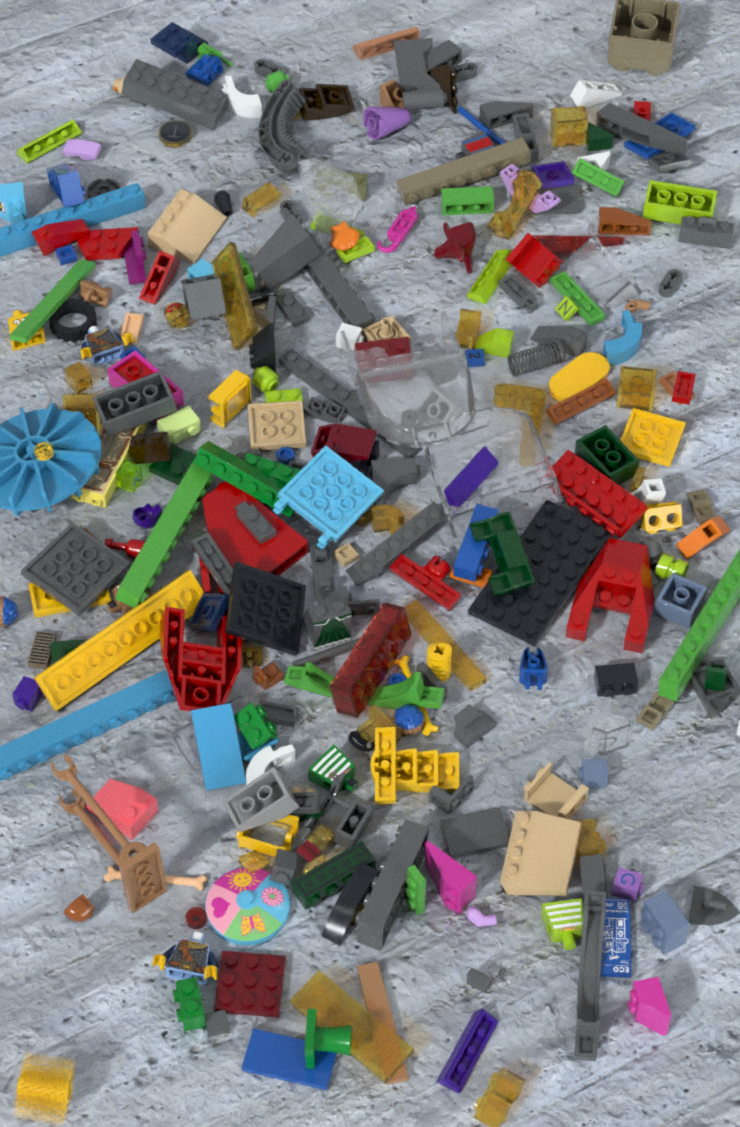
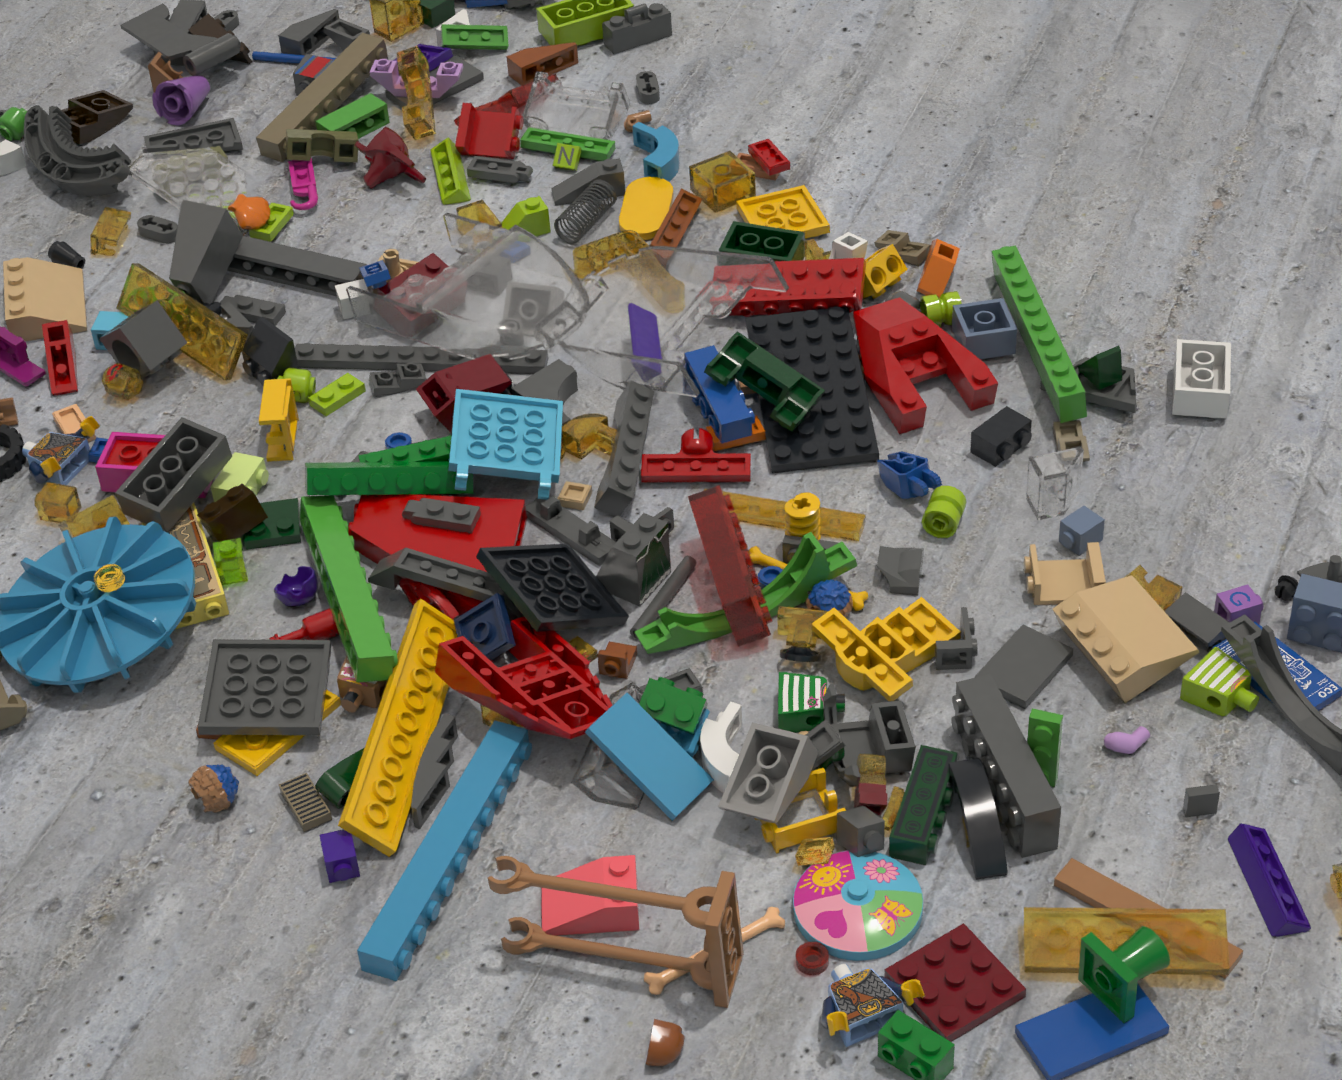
camera: 35 degrees left, 10 degrees down
(109, 680) = (432, 772): none -> dark grey slope
(216, 1023) = (968, 1052): dark grey tile -> none
(276, 425) = (357, 420): tan plate -> none
(362, 331) = (375, 274): none -> blue plate
(372, 159) = (212, 134): none -> dark grey wing
(384, 43) = (104, 40): nougat panel -> none
(417, 202) = (334, 144): none -> olive arch
(452, 880) = (1076, 703): dark pink slope -> none
(526, 708) = (944, 511): none -> lime wheel
(673, 891) = (1286, 587): none -> black piece

